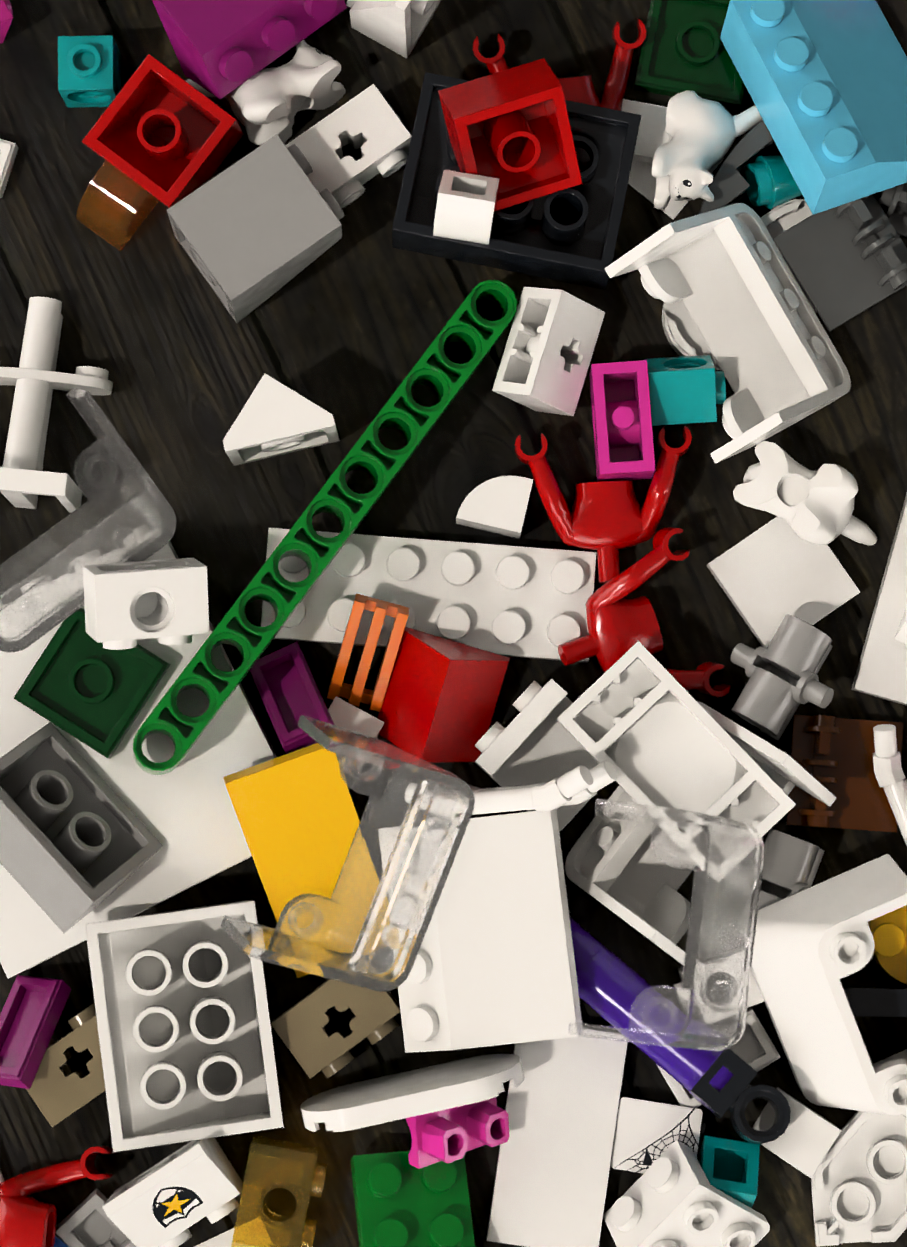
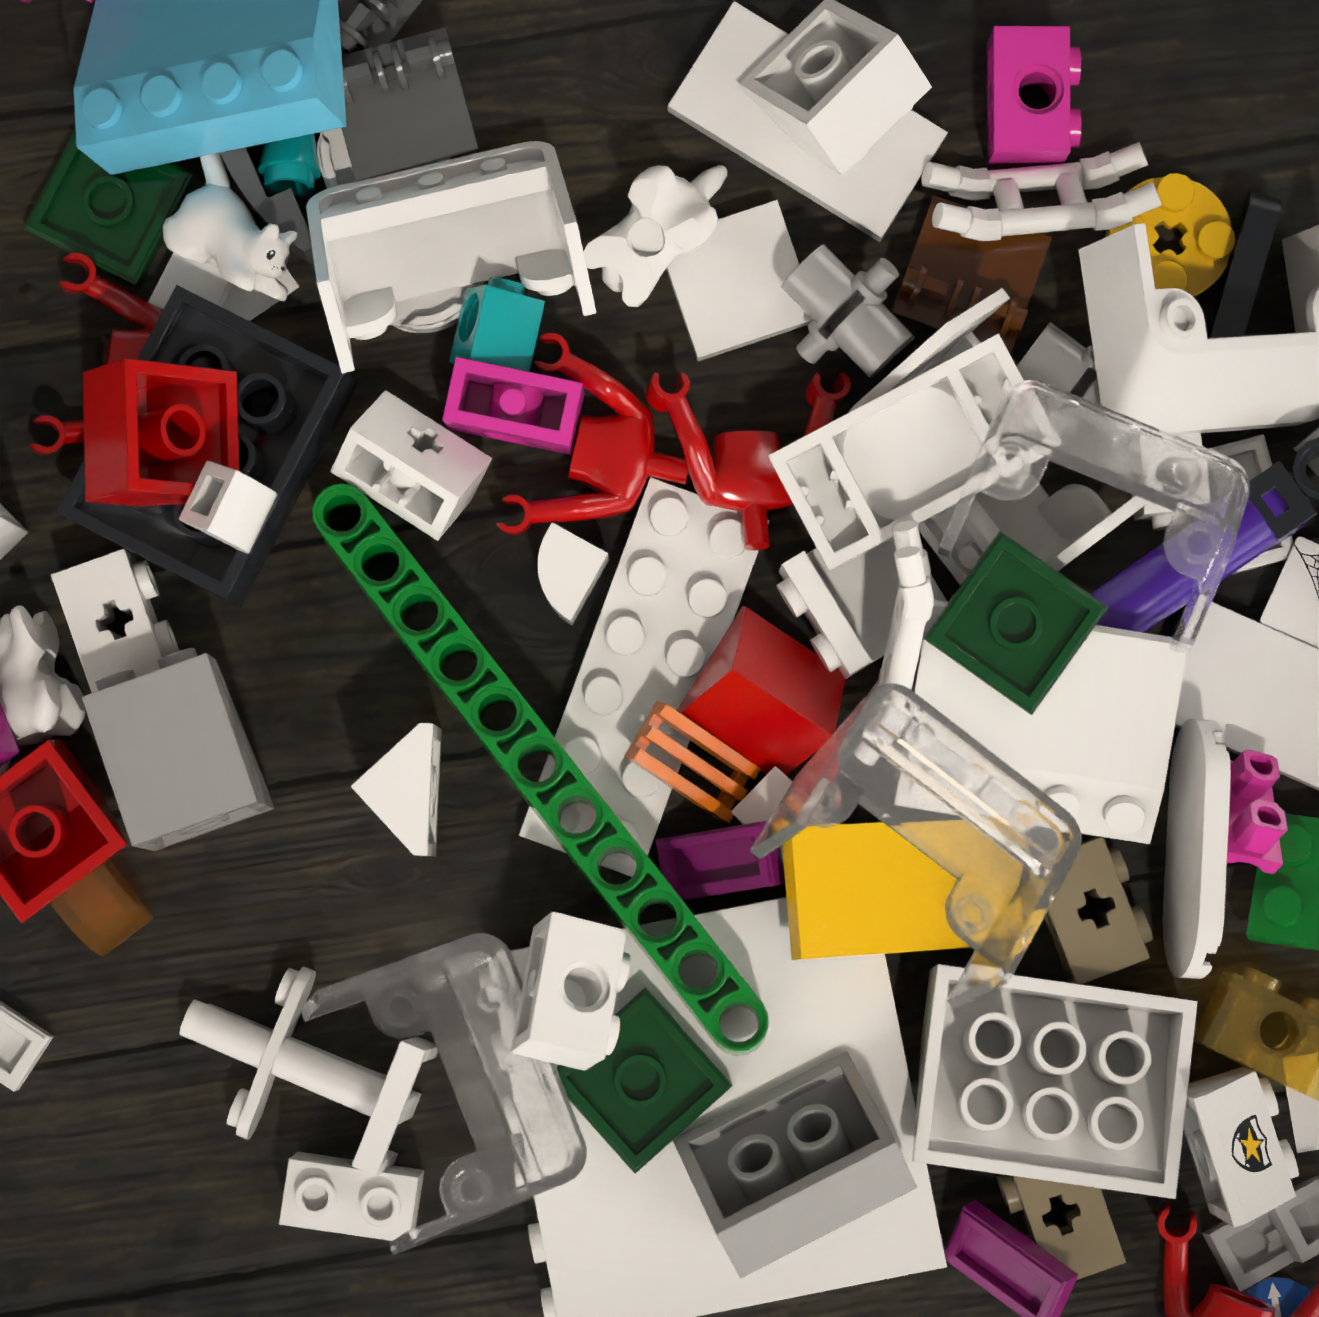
camera: 75 degrees left, 0 degrees up
(554, 884) = (1015, 623): none -> dark green tile

